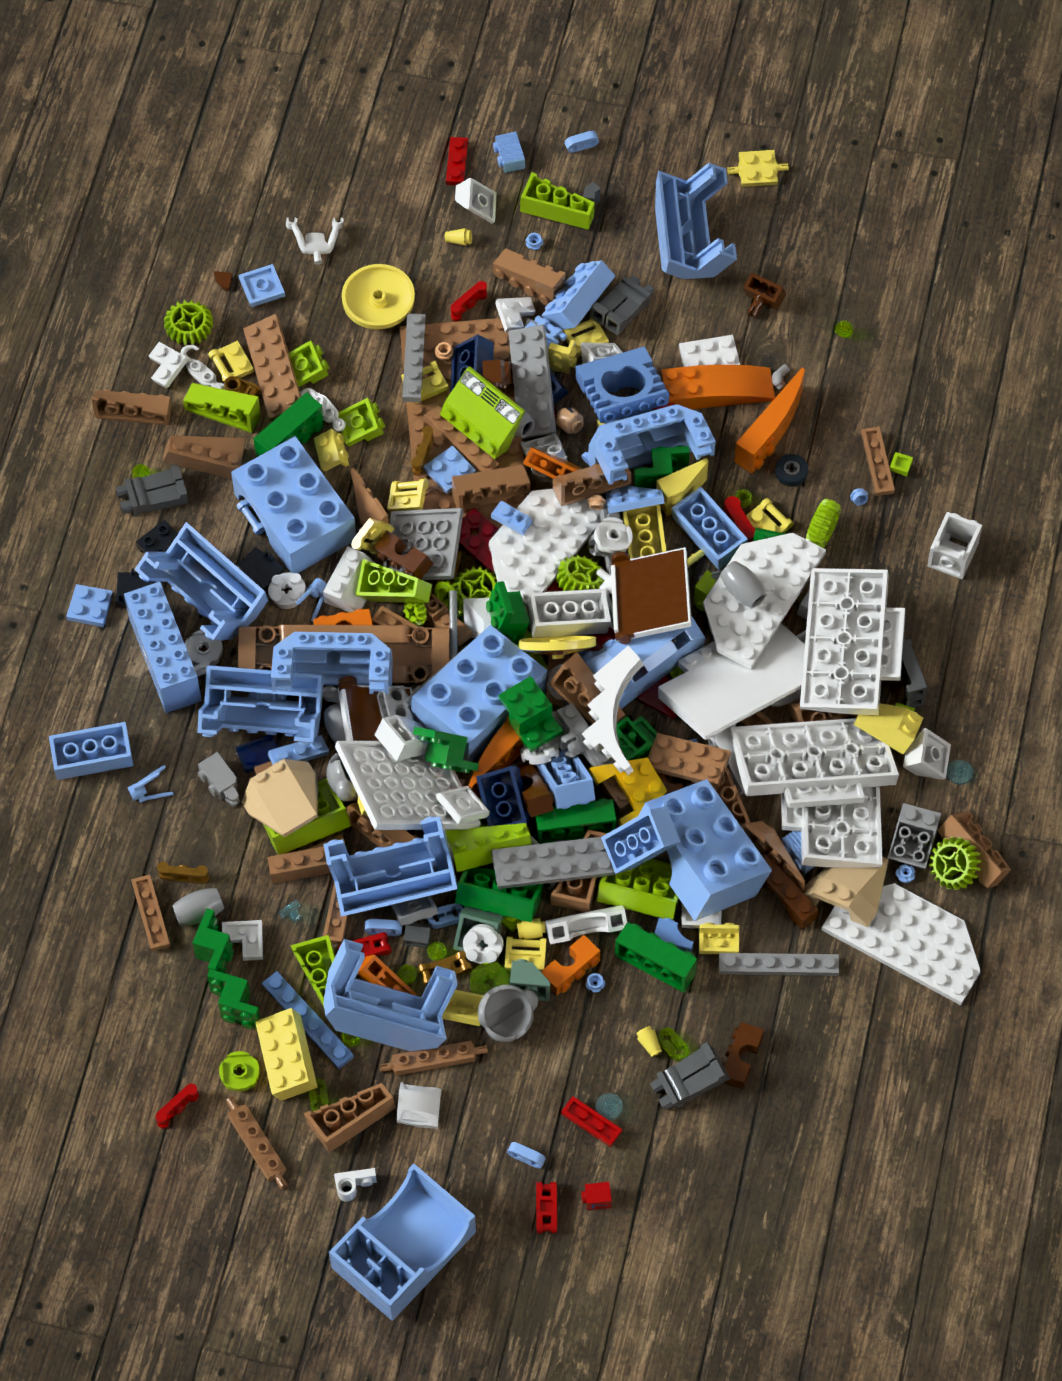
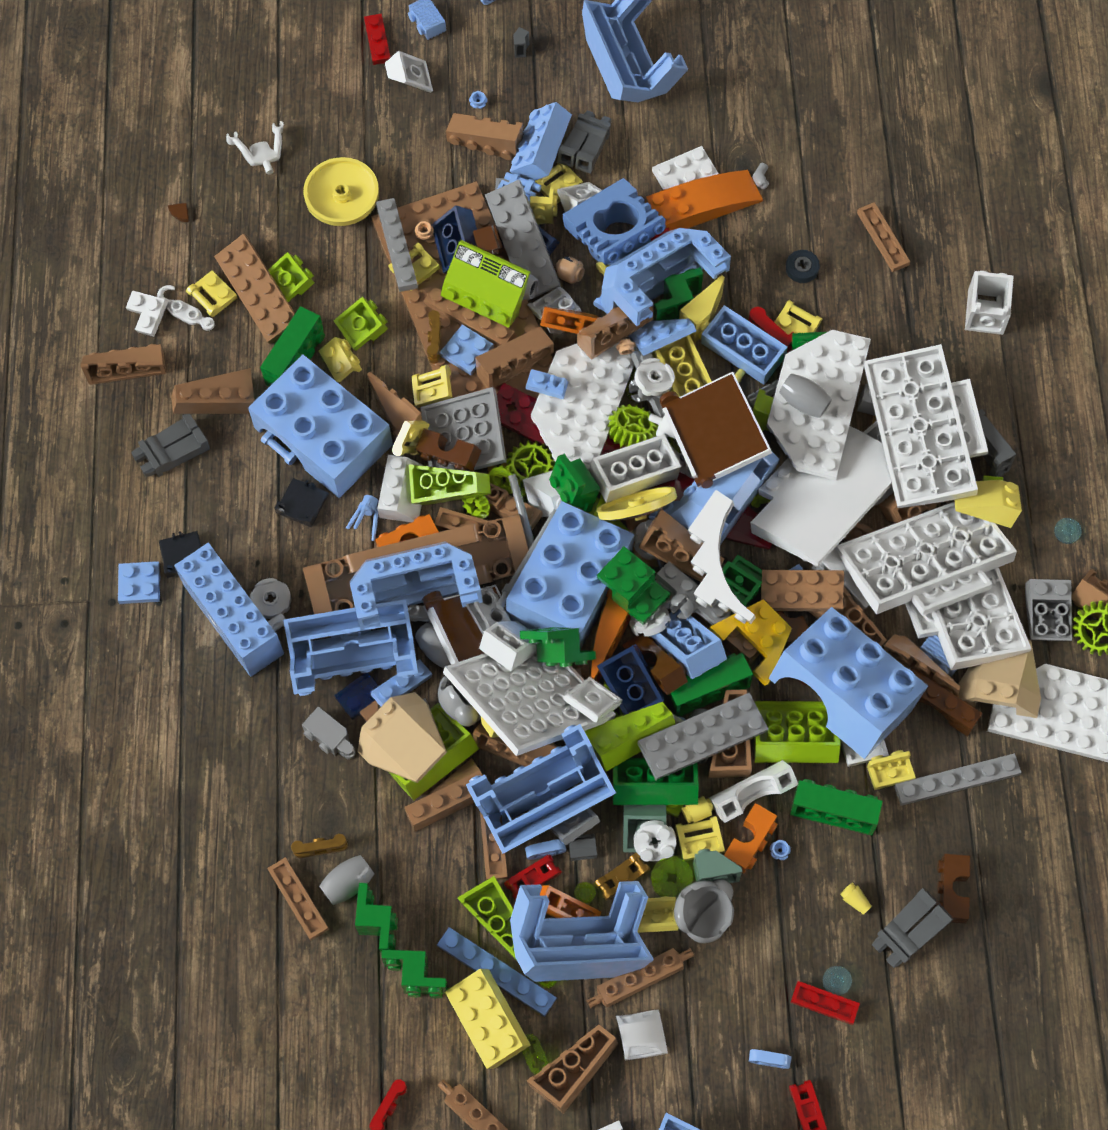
camera: 15 degrees left, 5 degrees up
(91, 751) = (185, 739): light blue brick -> none
(138, 790) = (246, 768): light blue plant -> none
(140, 470) = (151, 428): clear neon green plate -> none
(157, 539) = (196, 499): black piece -> none
(190, 314) = (155, 273): lime gear -> none
(207, 582) = (255, 529): light blue wedge -> none
(223, 406) = (217, 340): lime wedge -> none
(241, 386) = (234, 321): pearl gold piece -> none
(247, 1079) = (453, 1055): lime plate -> none
(249, 934) = (408, 894): white plate -> none
(261, 285) = (220, 208): light blue plate -> none
(284, 581) = (331, 507): white plate -> none
(290, 910) = (443, 857): clear light blue tile -> none
(329, 411) = (328, 320): white piece -> none
(436, 951) = (608, 860): clear neon green plate -> none
(445, 916) = (607, 823): light blue beam -> none
(459, 236) = (402, 113): light yellow cone -> none
(468, 300) = (432, 173): red plate -> none
(512, 310) = (478, 174): white plate -> none
(555, 203) = (488, 57): lime wedge -> none
(597, 1196) = (857, 1083): red brick -> none
(640, 839) = (790, 691): light blue brick -> none
(668, 931) = (839, 776): medium blue arch -> none
(670, 1047) = (883, 891): clear neon green beam -> none
(743, 492) = (766, 300): clear neon green bush -> none
(764, 293) = (719, 97): reddish brown brick -> none
(769, 427) = (767, 237): orange slope -> none
(823, 522) = (855, 311): lime gear -> none
(844, 329) = (807, 114): clear neon green plate -> none
(859, 496) = (877, 276): light blue plate -> none
(901, 464) = (907, 234): lime plate -> none
(905, 878) = (1051, 655): light blue plate -> none
(928, 756) = (1034, 523): white slope -> none

